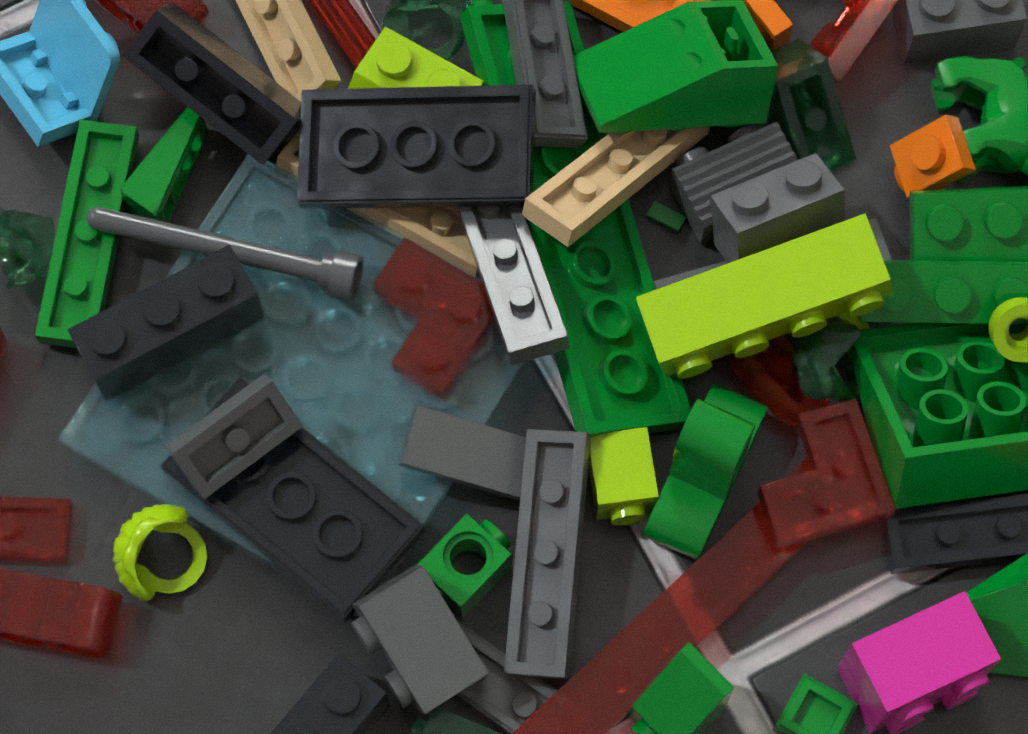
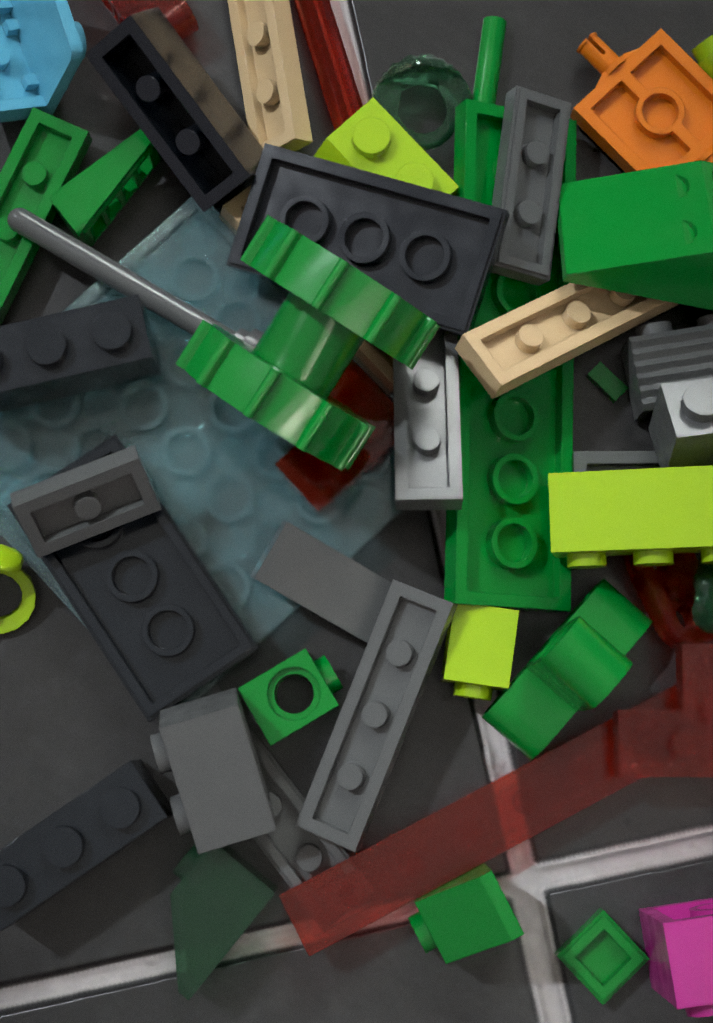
camera: 15 degrees right, 10 degrees up
(404, 205) = (307, 345): none -> green piece

